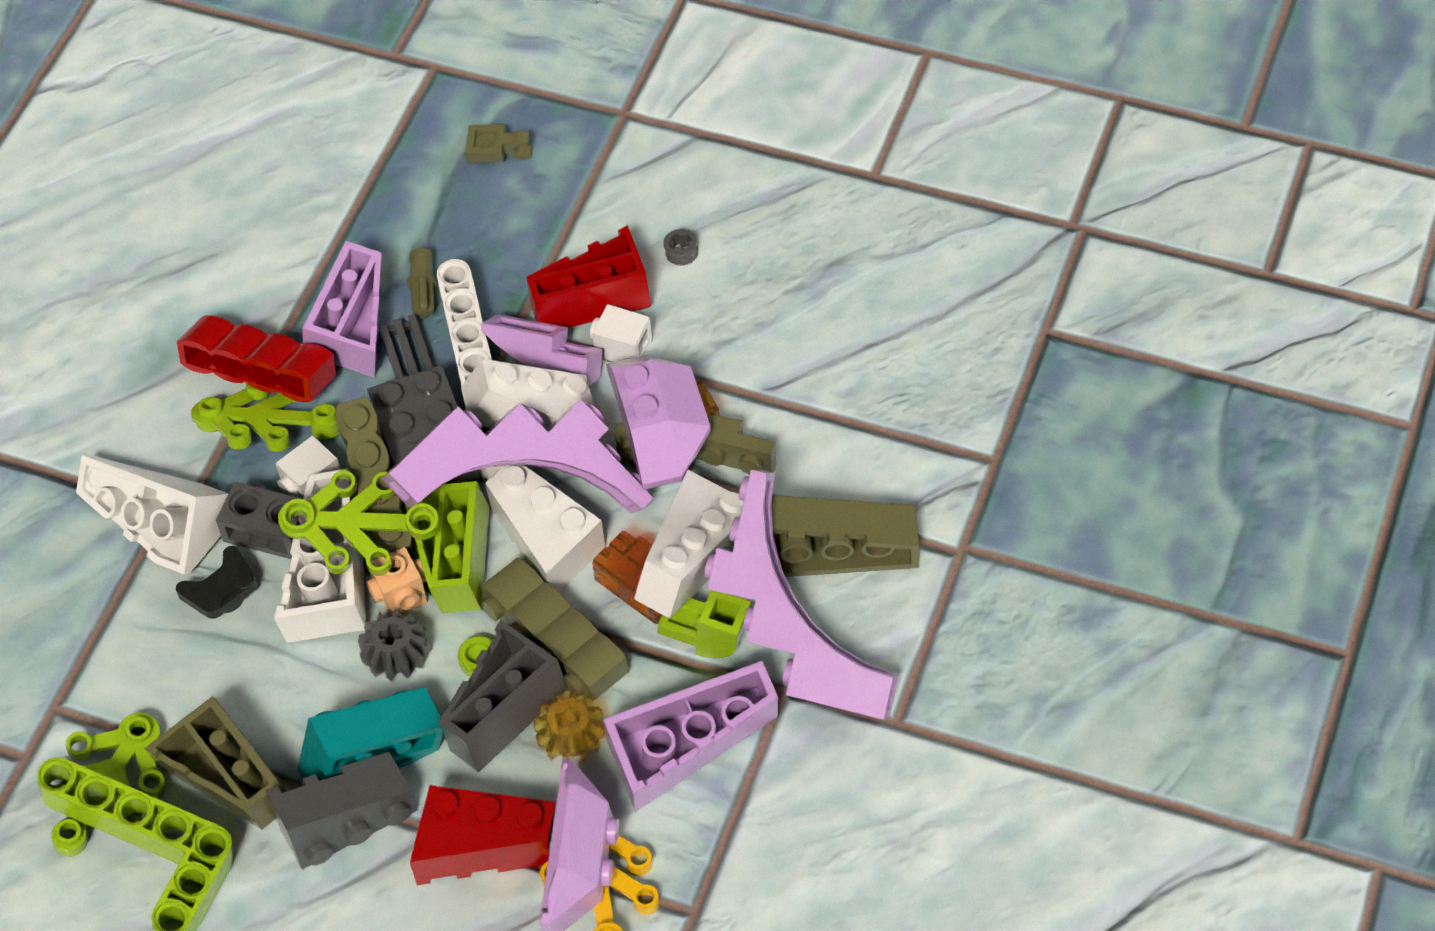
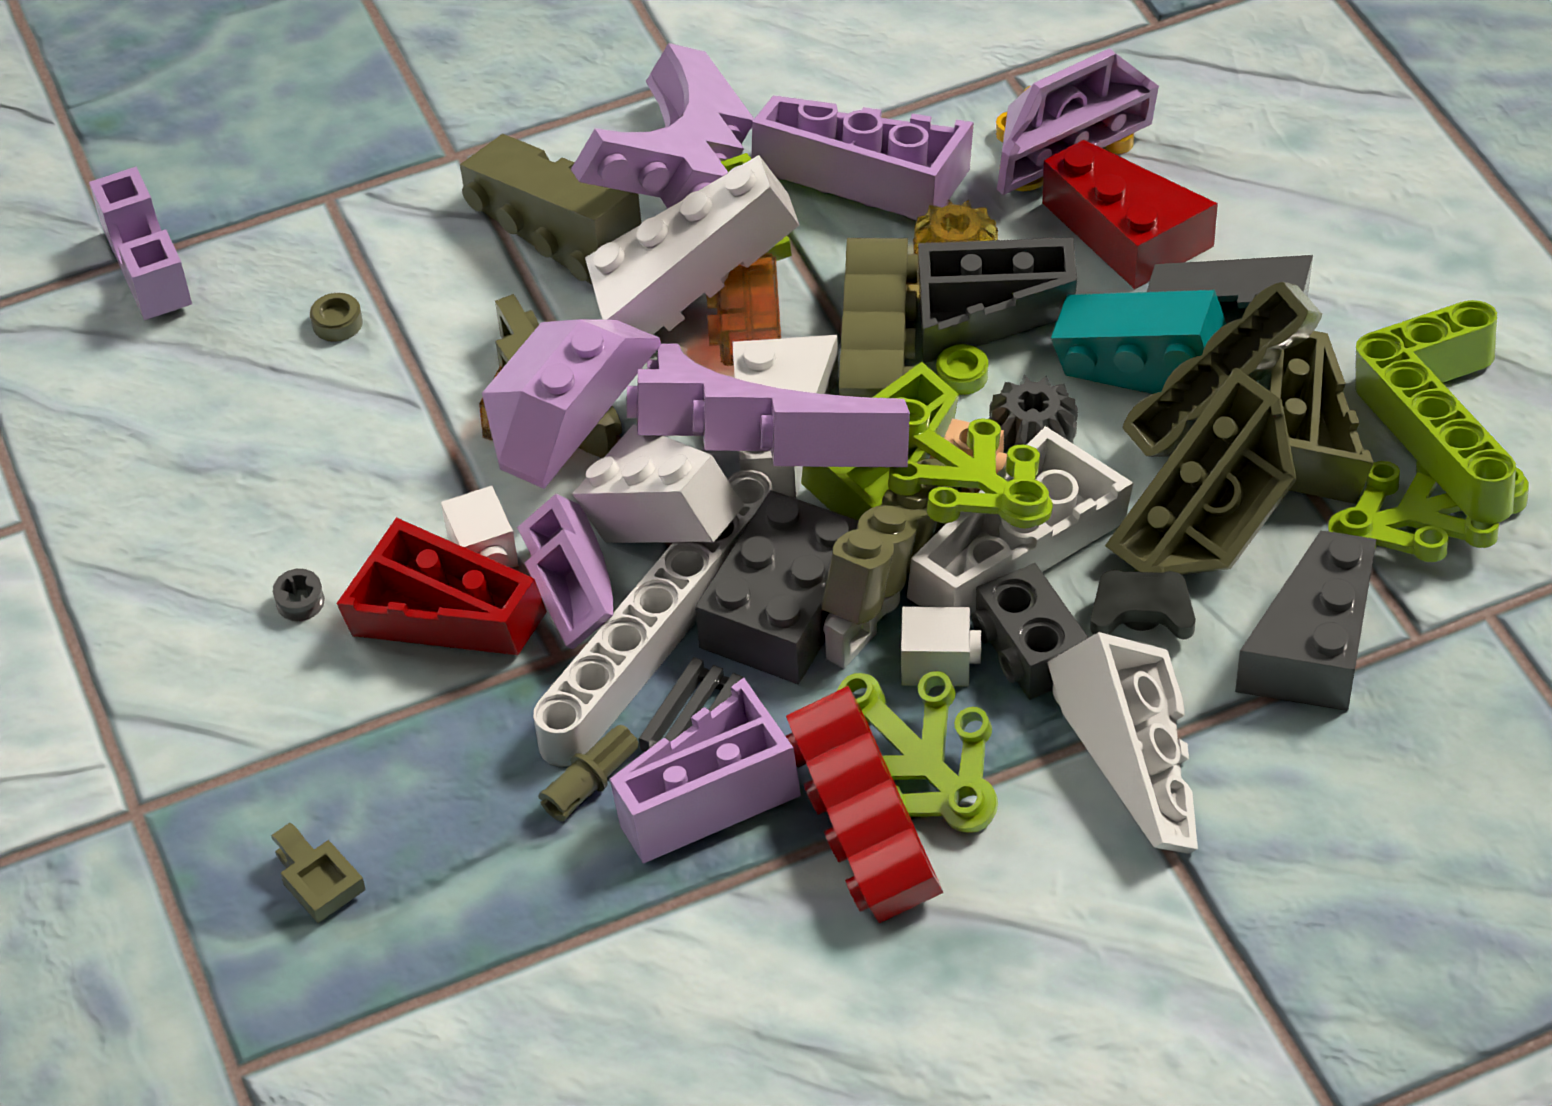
camera: 135 degrees left, 5 degrees down
(105, 643) = (1313, 627): none -> dark grey wedge
(231, 655) = (1213, 486): none -> olive wedge
(273, 714) = (1271, 323): none -> olive brick
(876, 392) = (336, 317): none -> olive tile
(999, 317) = (139, 244): none -> lavender arch

